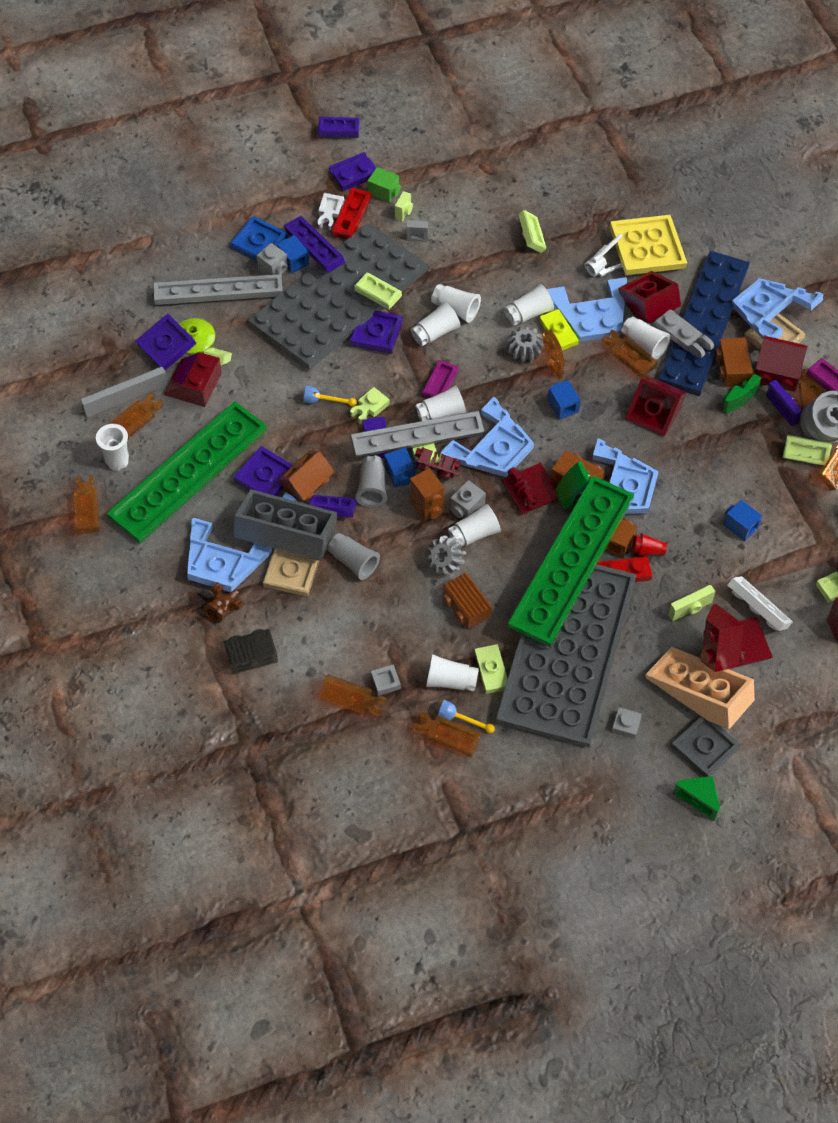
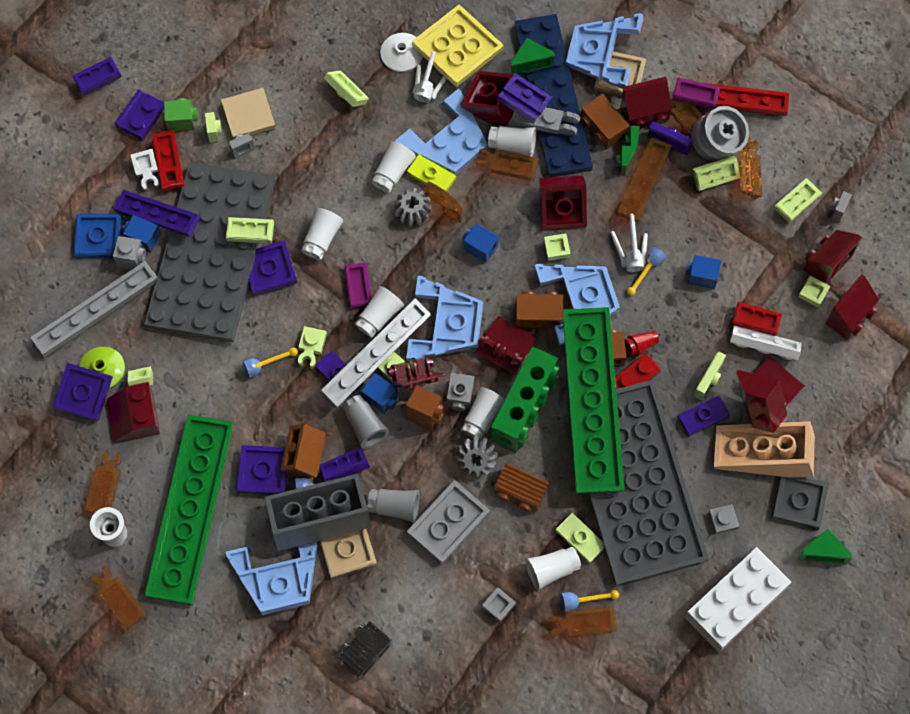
camera: 30 degrees left, 10 degrees up
(124, 392) = (77, 464): light grey tile -> none
(222, 604) = (309, 620): reddish brown piece -> none
(350, 695) = (480, 638): clear orange plate -> none
(388, 594) = (448, 522): none -> light grey plate
(441, 211) = (248, 113): none -> tan tile
(463, 303) = (327, 197): white plant -> none
(515, 532) = (524, 399): none -> green brick
(571, 484) = (545, 325): green slope -> none
(593, 790) = (737, 599): none -> white brick
(595, 229) = (397, 59): none -> white dish
(627, 436) = (557, 247): none -> yellowish green plate
(665, 632) = (703, 416): none -> dark purple plate
(672, 304) = (524, 98): none -> dark purple plate
(686, 480) = (633, 260): none -> white plant
(701, 280) = (532, 58): none -> green slope
(706, 487) = (654, 258): none -> hinge
(739, 424) = (644, 179): none -> clear orange plate
(765, 581) = (757, 318): none -> red plate

